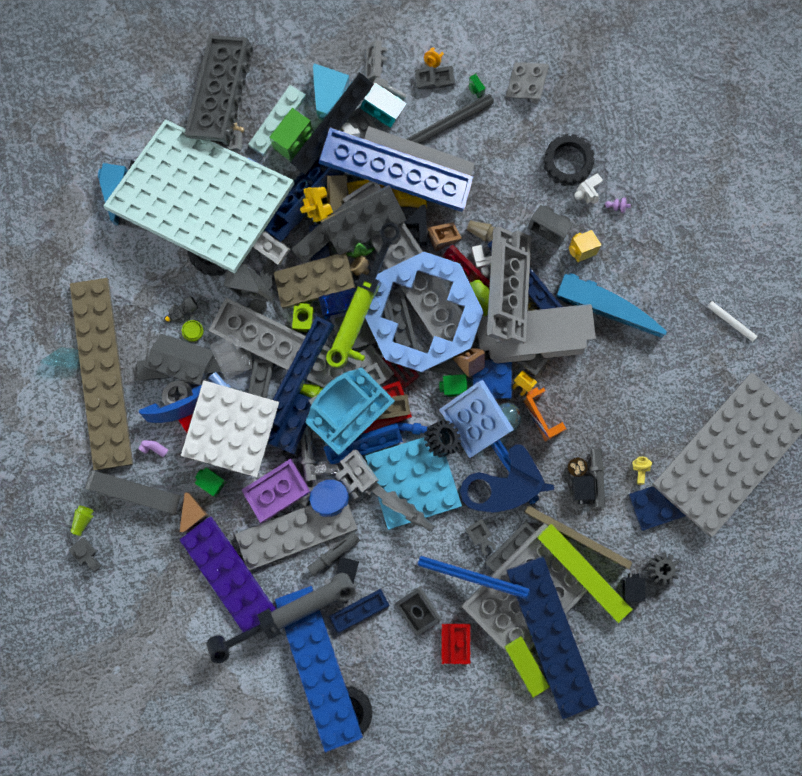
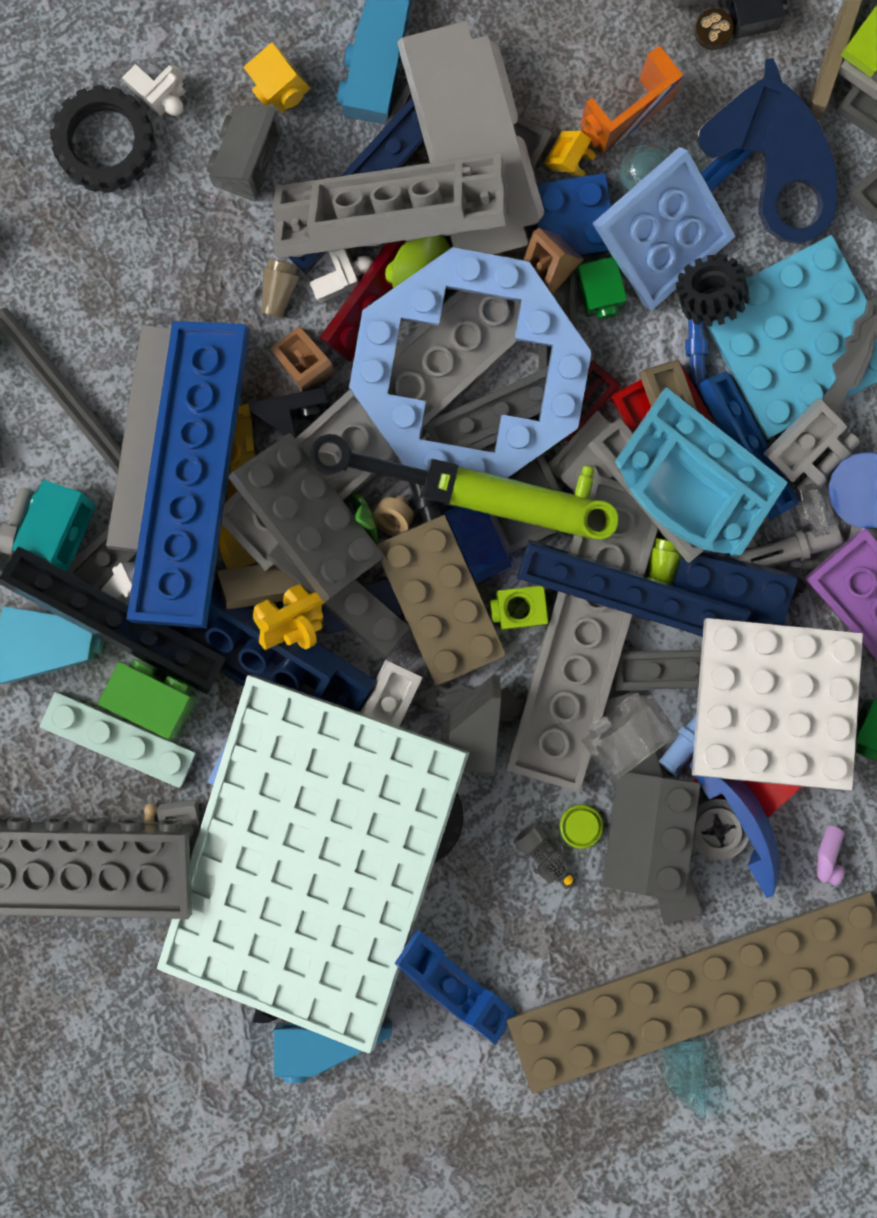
camera: 105 degrees left, 5 degrees up
(126, 253) = (453, 988): none -> blue slope
(616, 204) = (179, 31): lavender hair -> none

